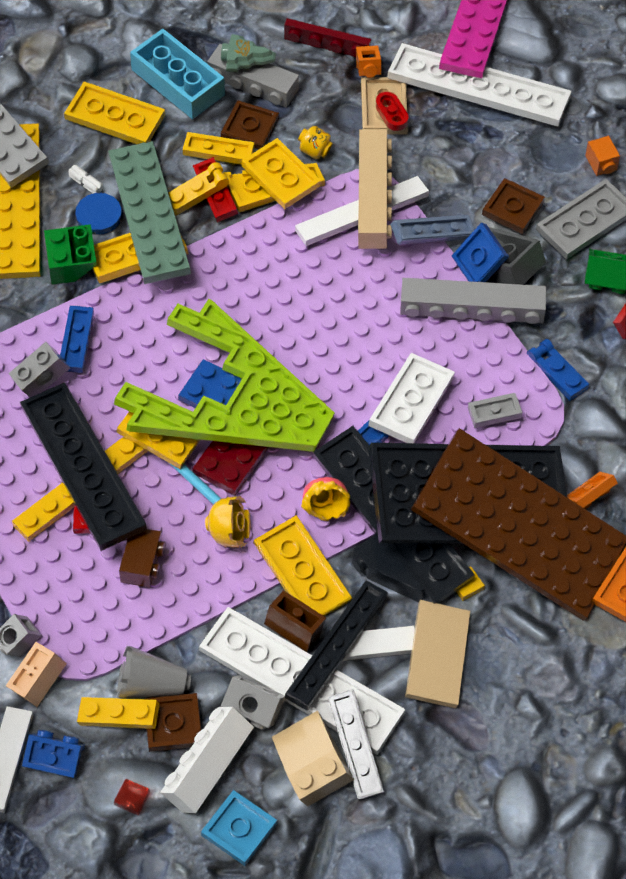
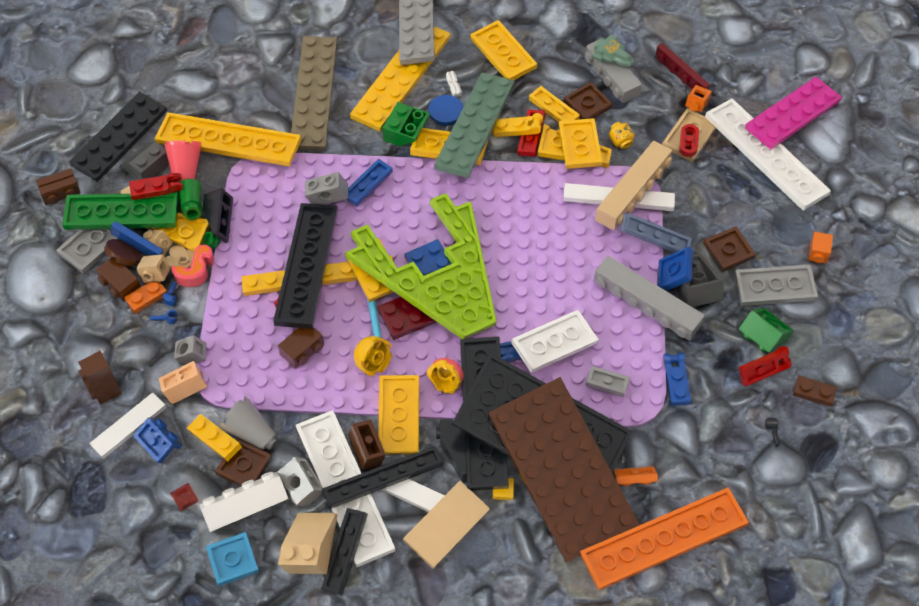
camera: 35 degrees right, 0 degrees up
(177, 73) = (562, 44): medium azure brick -> none

